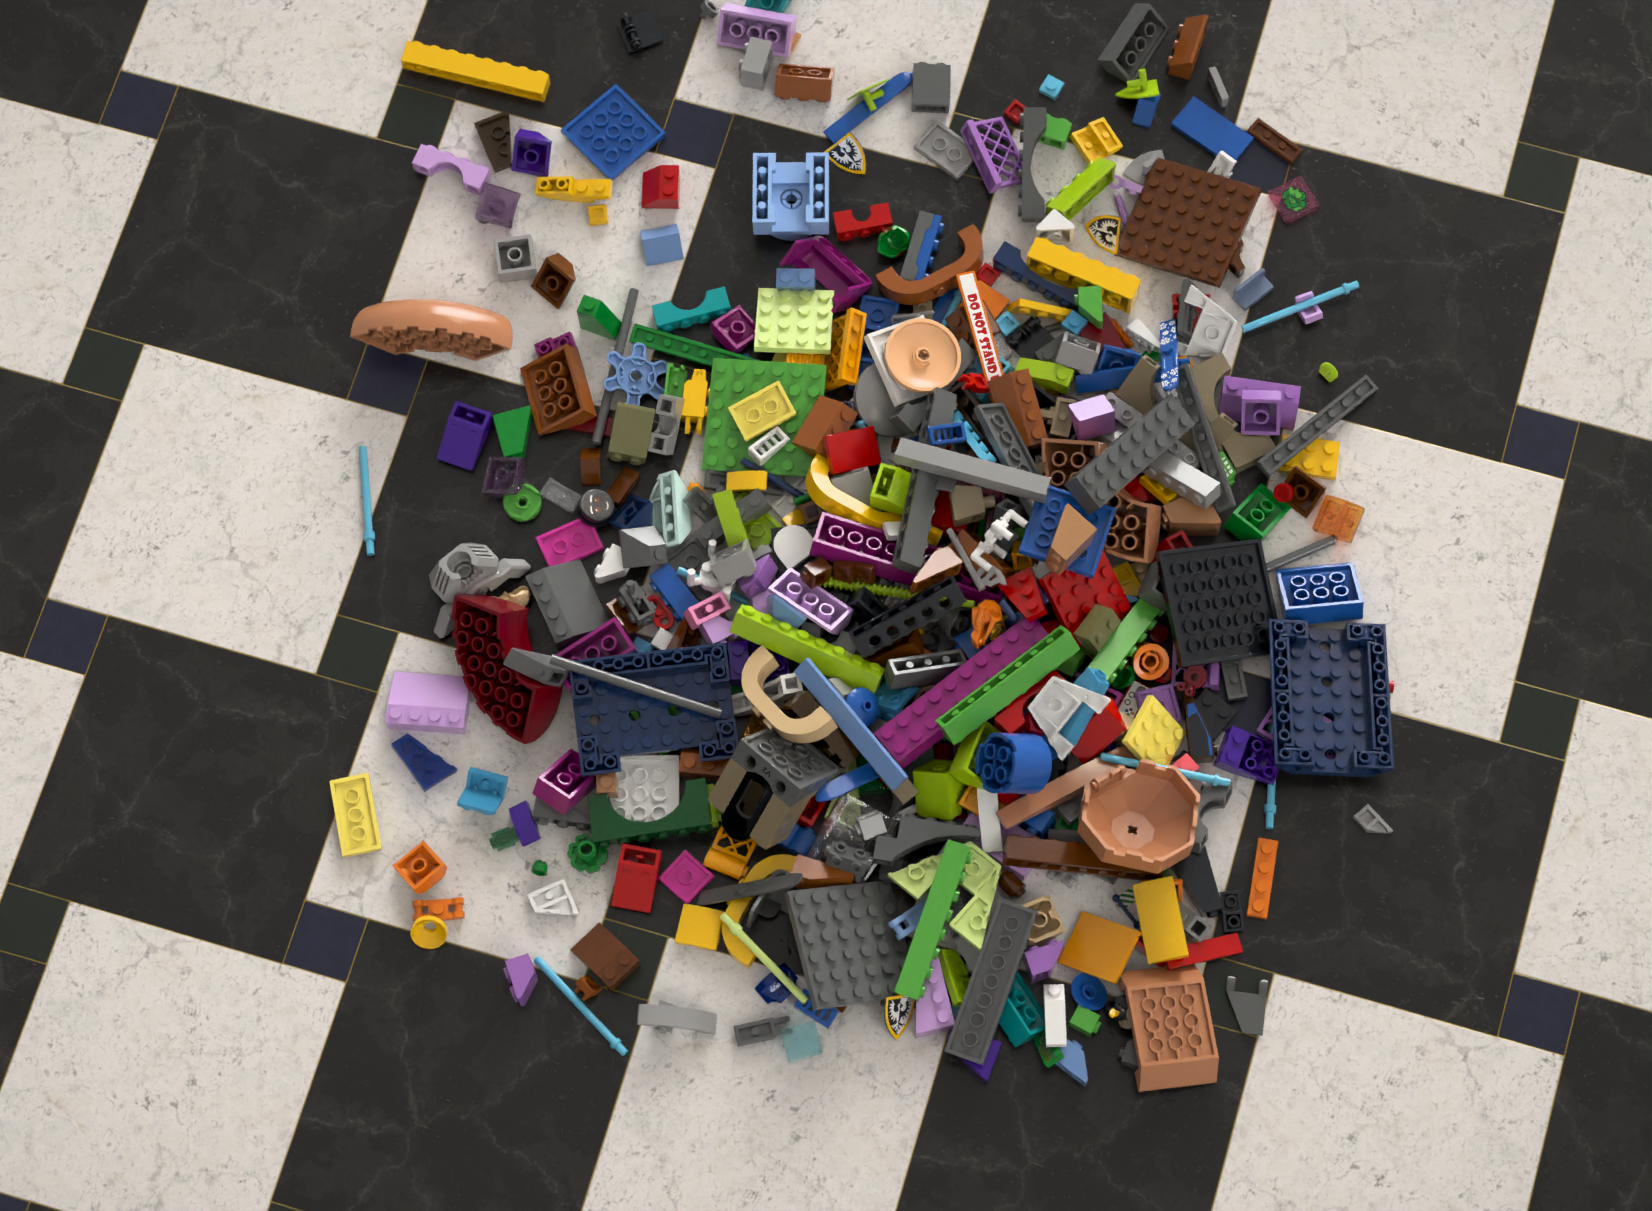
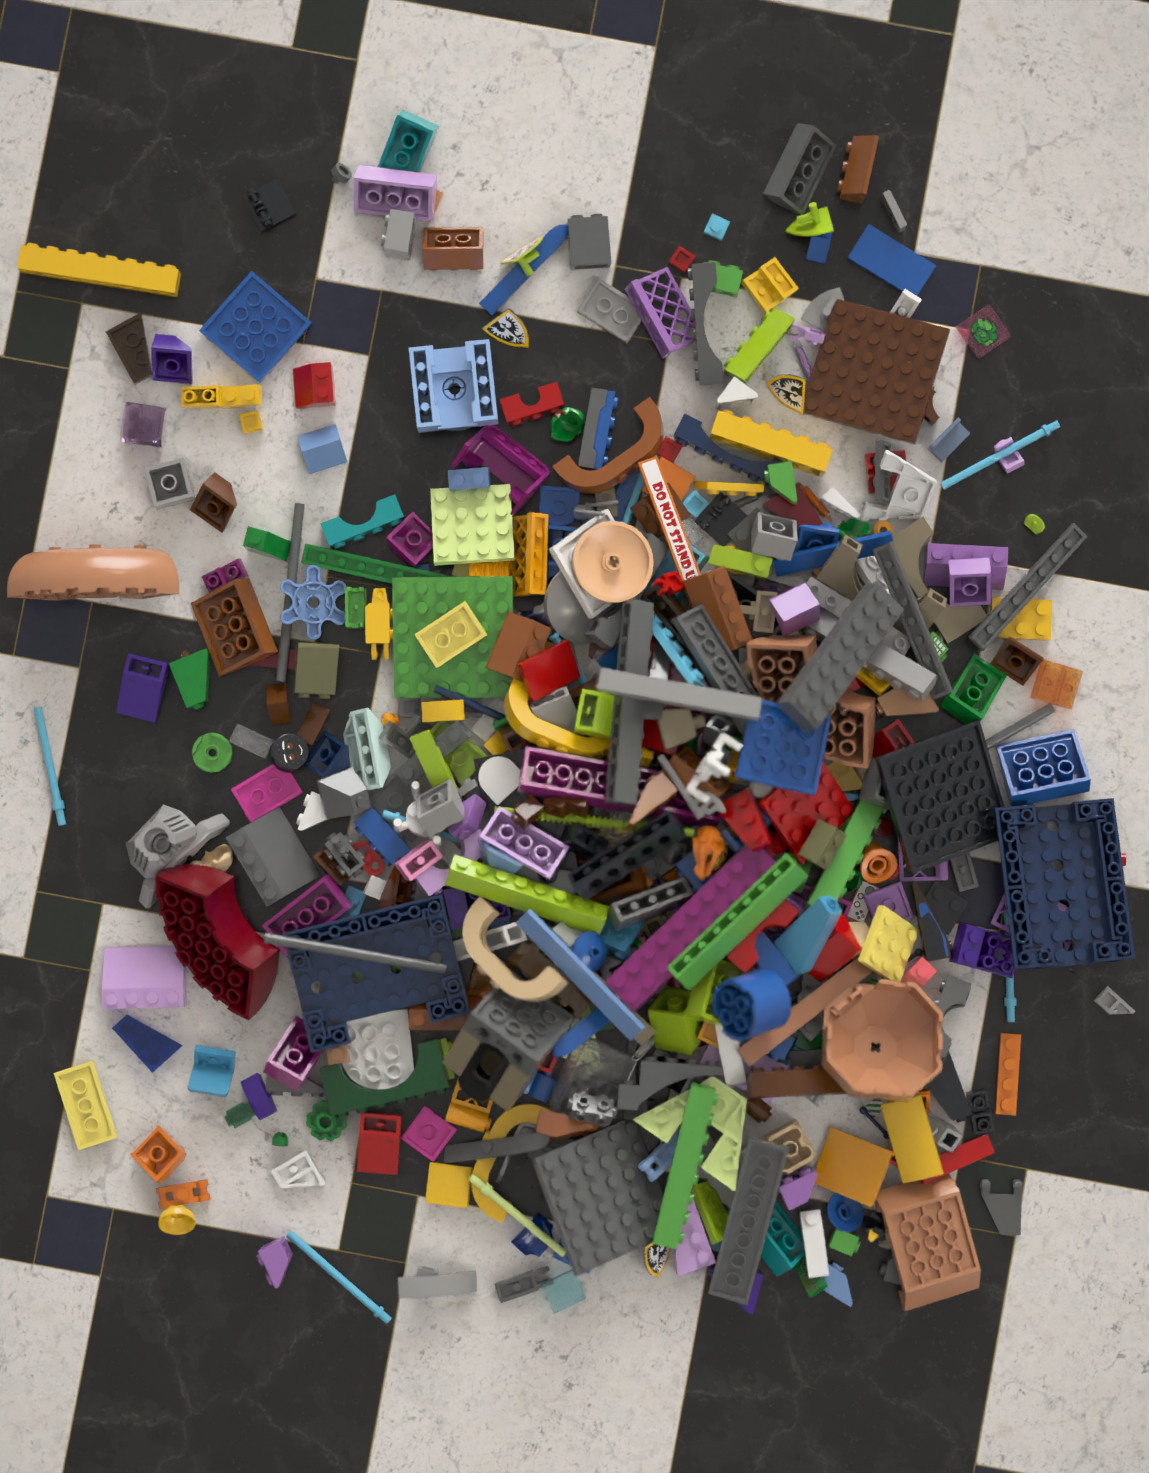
camera: 10 degrees left, 15 degrees up
(430, 161) = (64, 380): lavender arch -> none
(503, 476) = (189, 730): clear purple slope -> none
(536, 667) = (250, 943): dark grey slope -> none
(588, 986) = (344, 1258): dark orange tile -> none
(605, 957) = (357, 1225): reddish brown slope -> none
(665, 436) = (353, 642): light grey arch -> none
(752, 450) = (454, 687): white slope -> none
(870, 824) = (610, 1072): light grey brick -> none
(891, 530) = (600, 758): white tile -> none
(959, 431) = (661, 649): blue slope -> none
(1032, 726) = (768, 956): dark red plate -> none
(1057, 704) = (791, 937): white wing -> none
(1070, 540) = (786, 765): medium nougat slope -> none
(1074, 323) = (766, 500): dark azure plate -> none
(1169, 354) = (869, 530): blue piece -> none
(1194, 678) = (922, 880): dark red piece -> none
(1215, 780) = (954, 984): medium azure bar -> none
(1274, 141) = (958, 266): reddish brown tile -> none
(1283, 492) = (998, 663): red tile -> none

